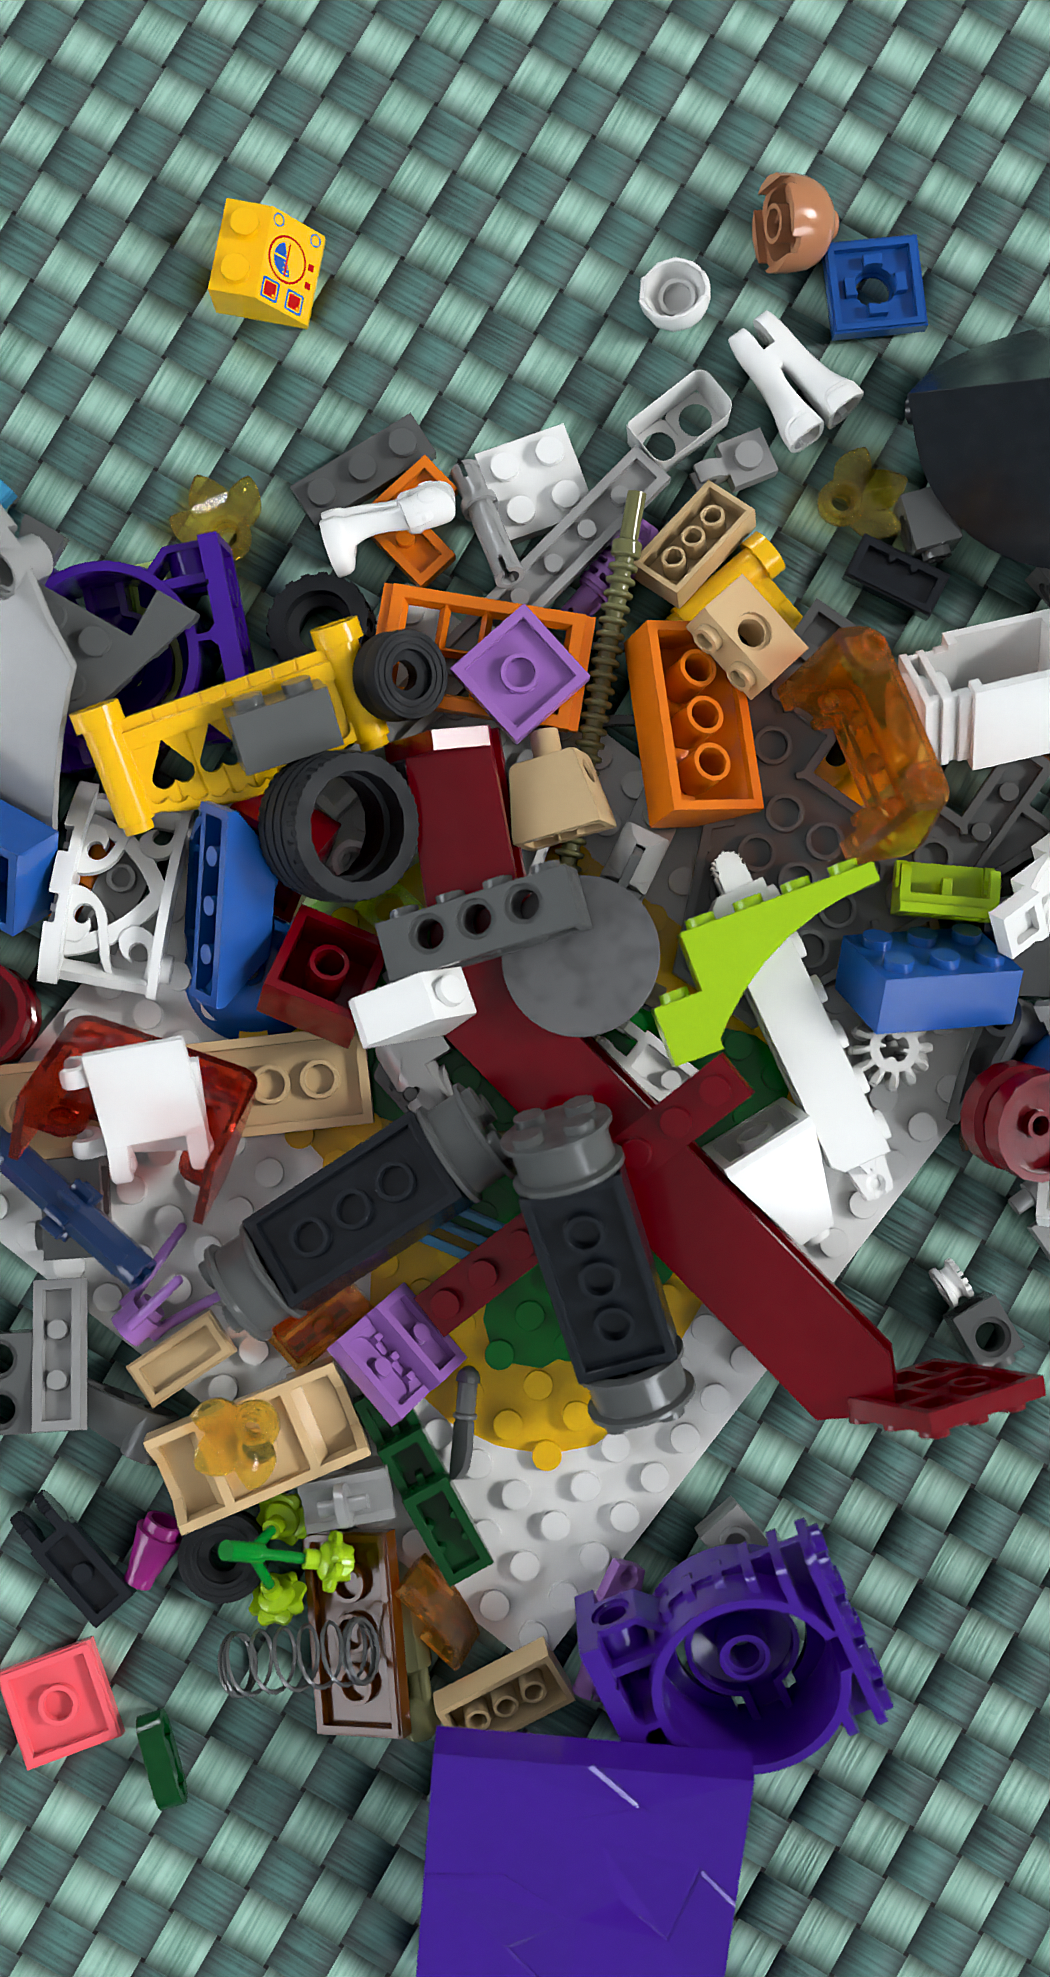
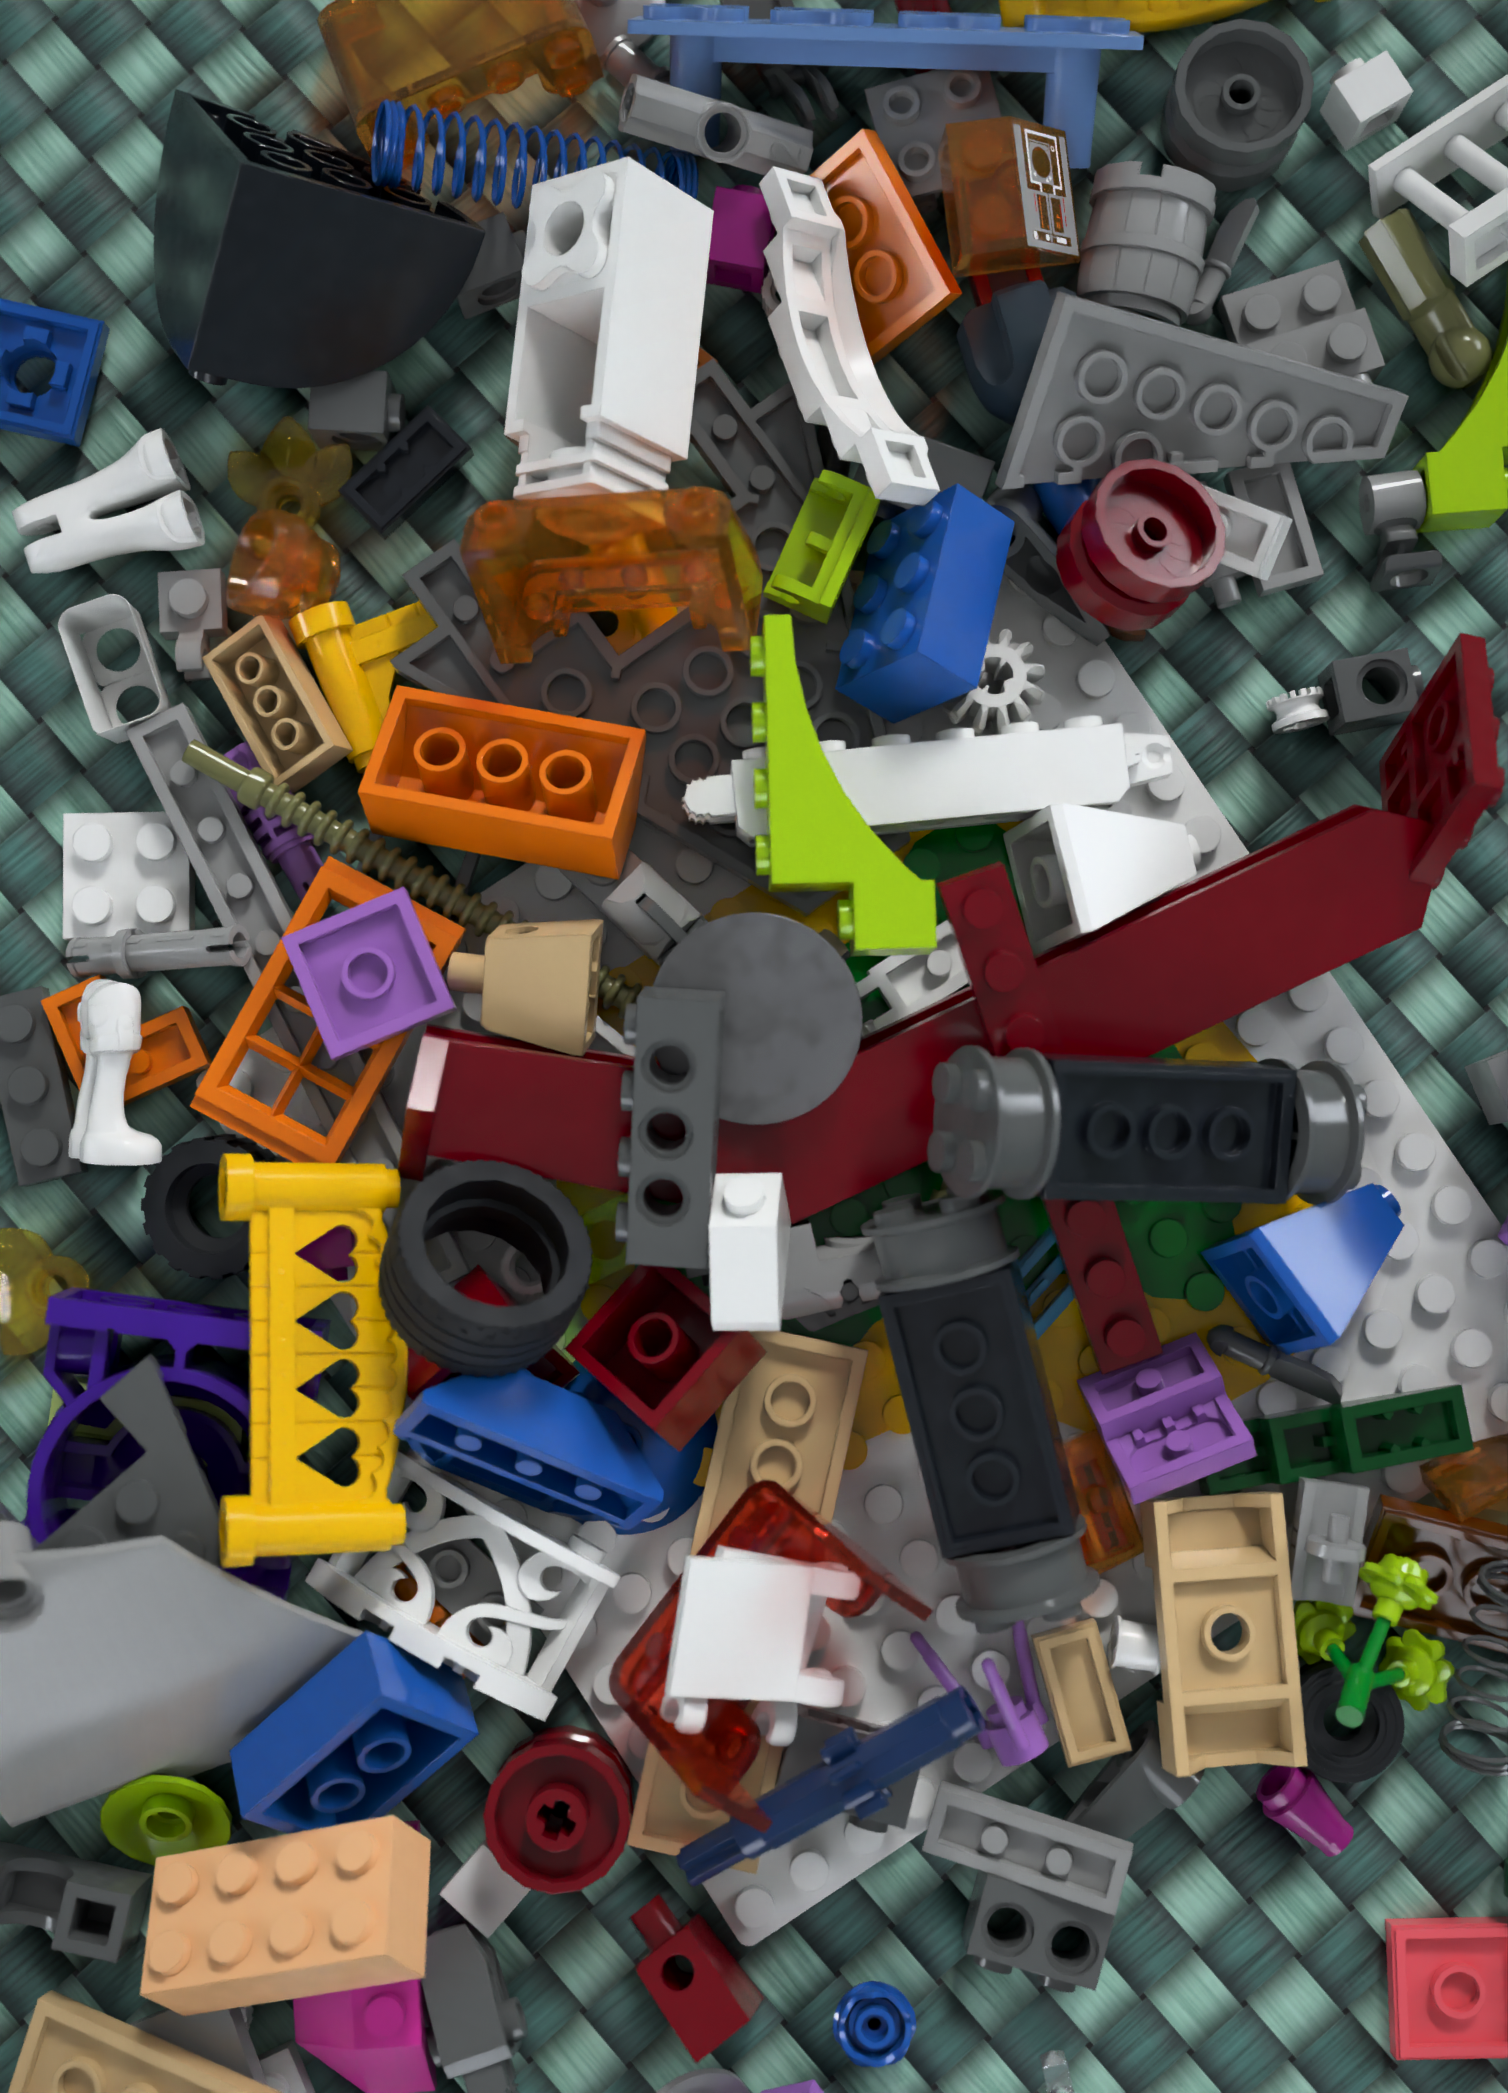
camera: 65 degrees left, 0 degrees up
(74, 1561) = (1287, 1913): black hinge -> none
(227, 1382) = (1134, 1646): none -> white axle
(231, 1444) = (1216, 1664): clear yellow plate -> none
(282, 724) = (331, 1295): dark grey brick -> none
(425, 675) = (313, 1158): black tyre -> none
(543, 1423) = (1310, 1268): none -> blue slope
(746, 613) = (436, 648): tan brick -> none
(793, 512) = (281, 567): none -> clear orange piece

